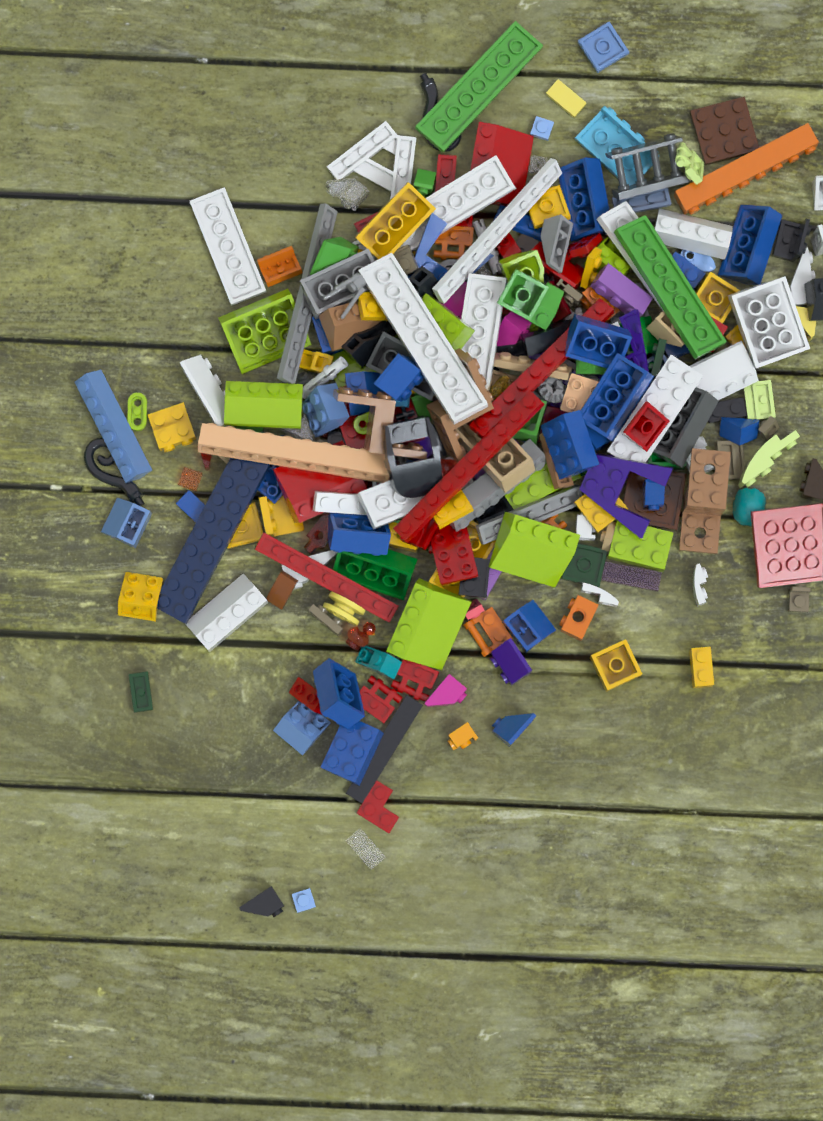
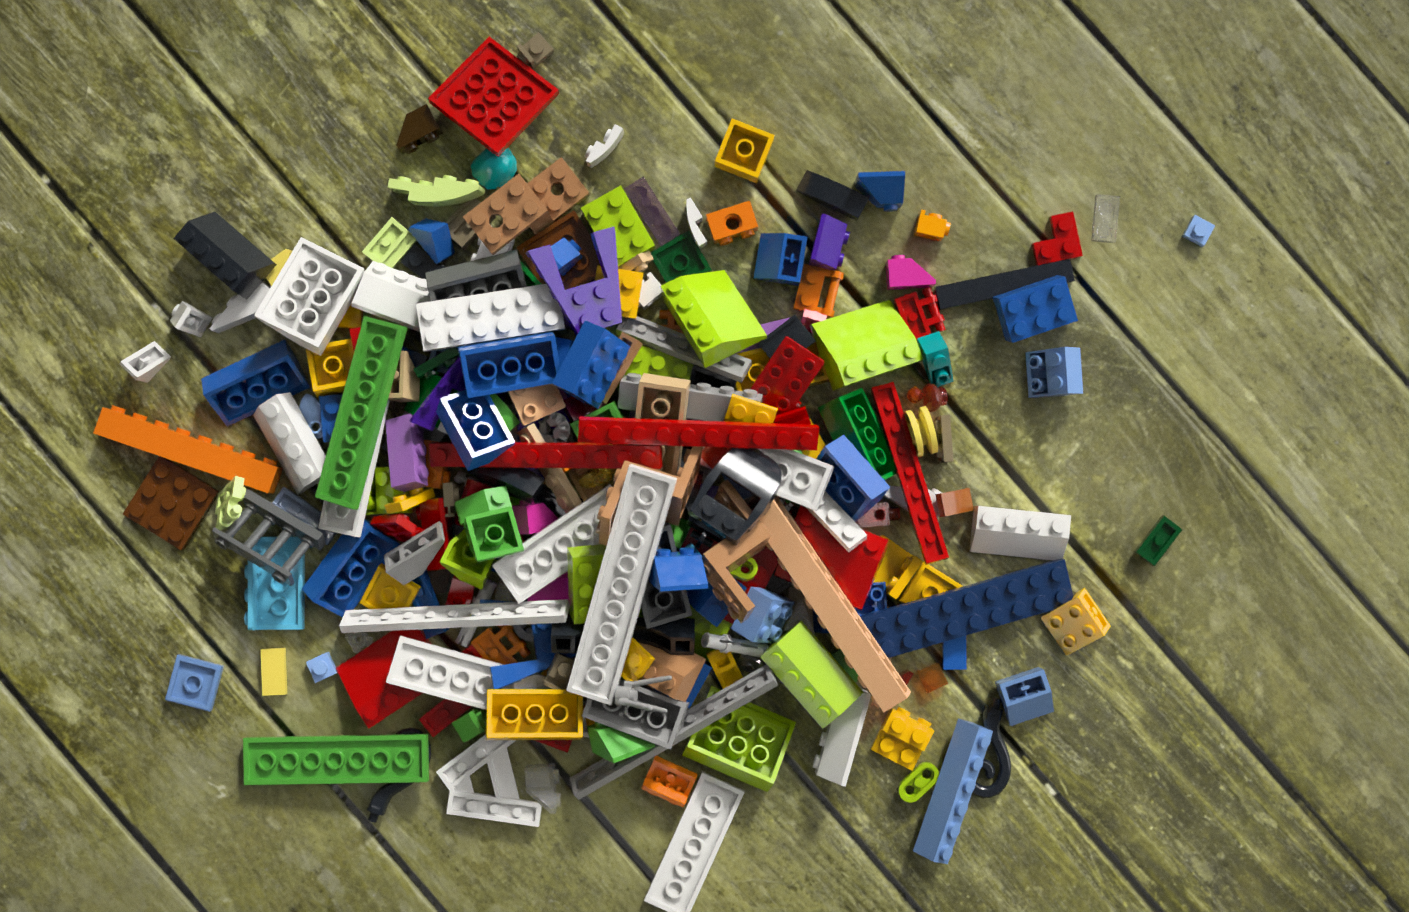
camera: 130 degrees left, 5 degrees up
(264, 904) = (1236, 259): black slope -> none
(306, 694) = (1023, 387): red bracket -> none
(338, 693) = (1003, 362): blue brick -> none
(376, 705) = (975, 329): red plate -> none
(538, 695) = (832, 195): none -> black slope
(646, 426) = (511, 311): red slope -> none
(701, 667) = (675, 77): yellow brick -> none
(768, 428) = (407, 215): dark tan plate -> none
(791, 240) = (215, 348): black bracket -> none

